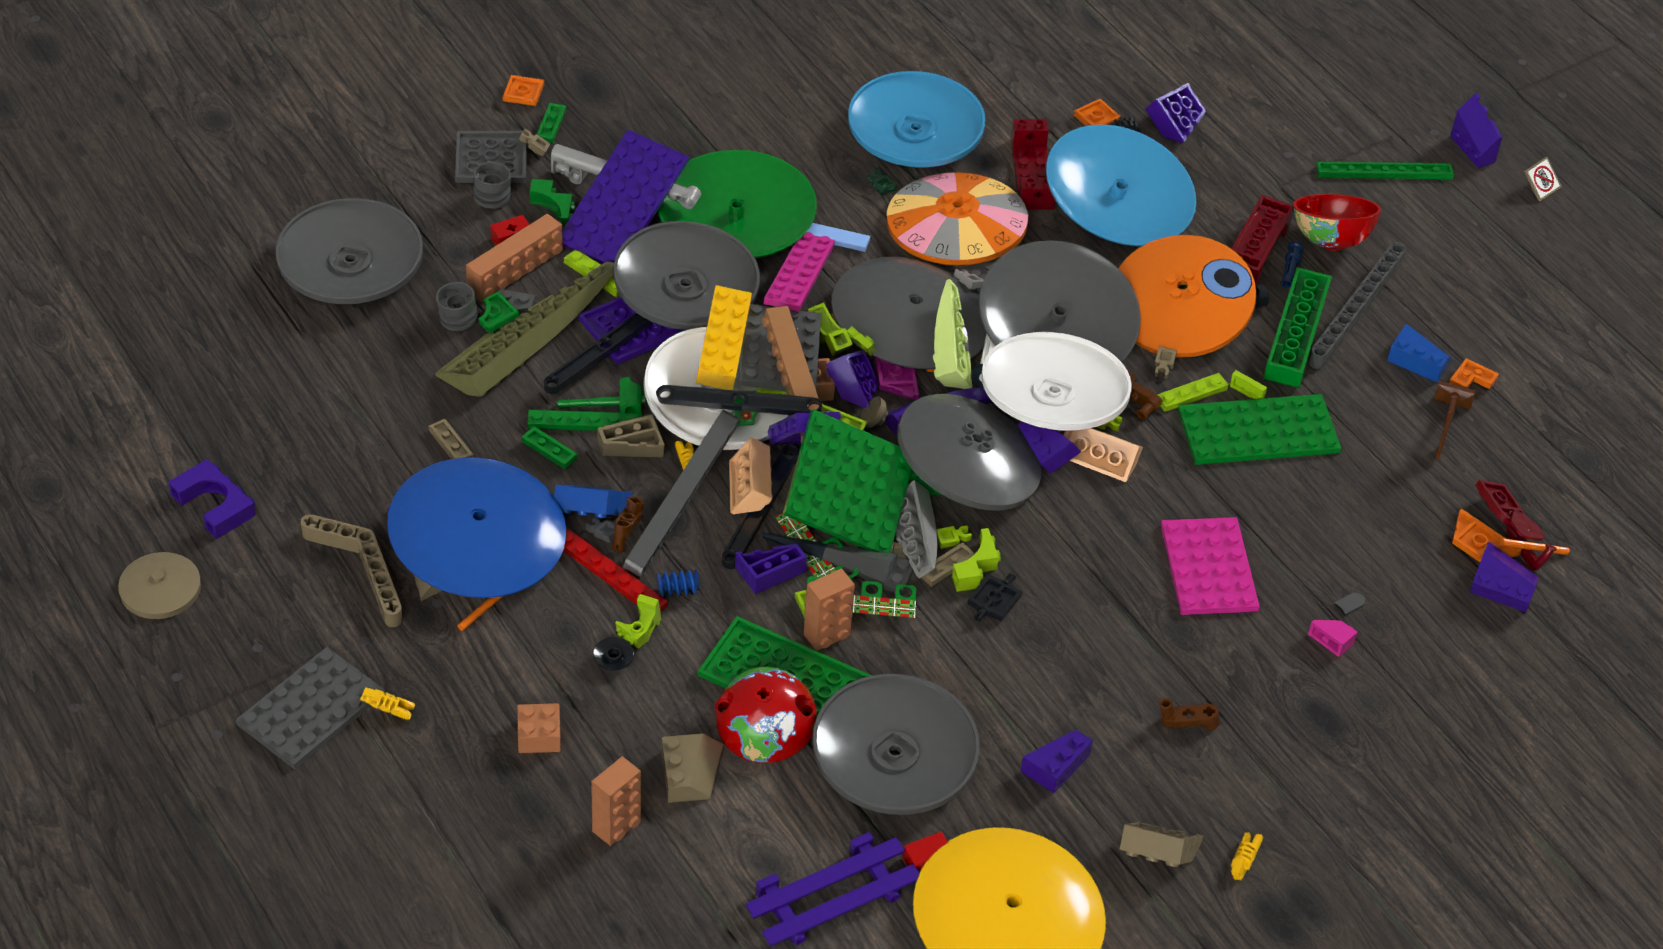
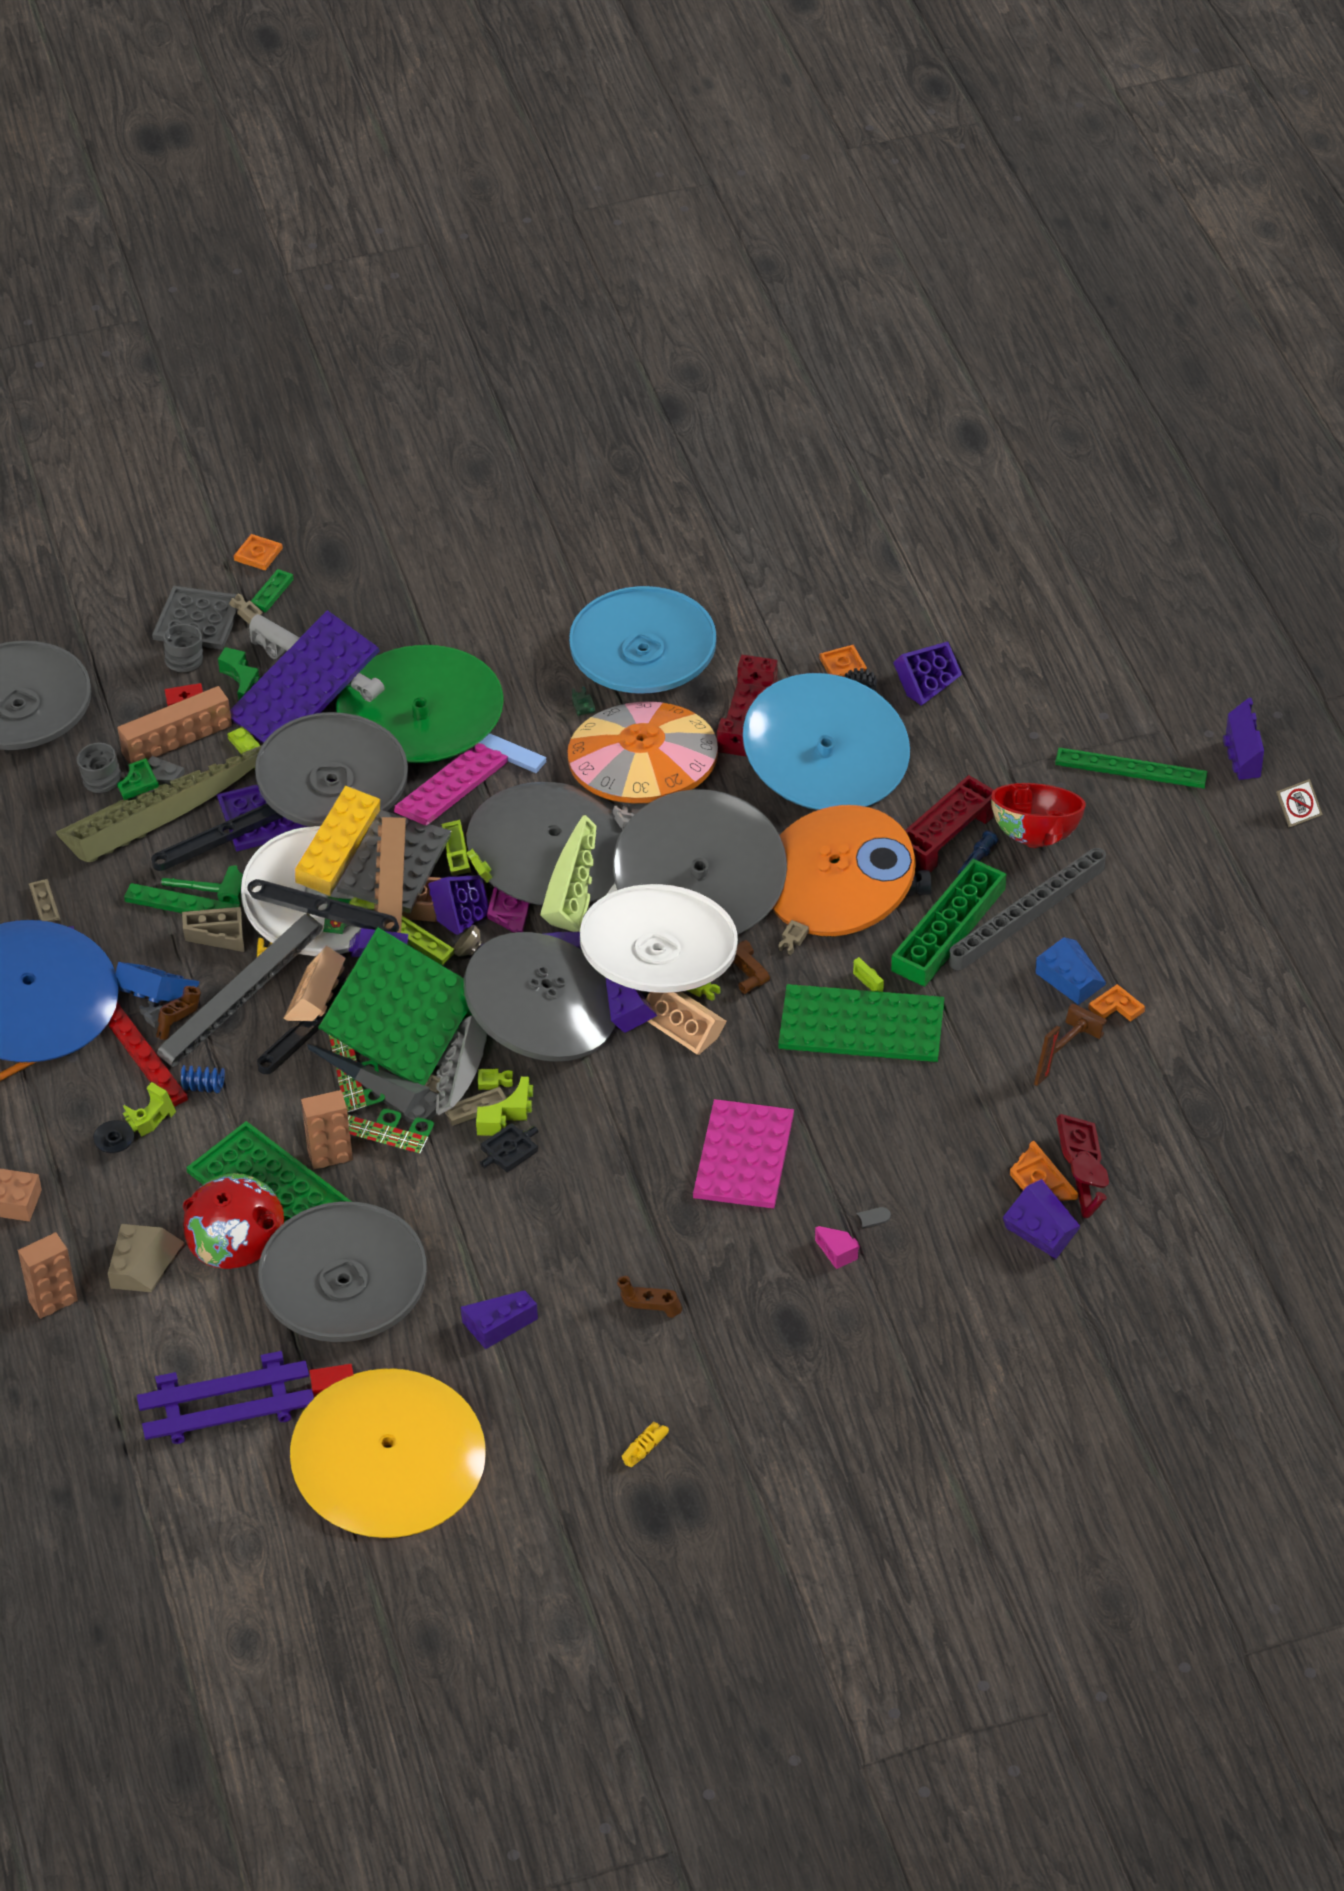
camera: 20 degrees right, 0 degrees up
(549, 447) = (135, 924): green plate -> none
(770, 567) = (299, 1078): dark purple wedge -> none
(1159, 844) = (563, 1416): dark tan wedge -> none
(1193, 392) = (809, 973): lime plate -> none
(1532, 546) = (1090, 1192): orange bar -> none

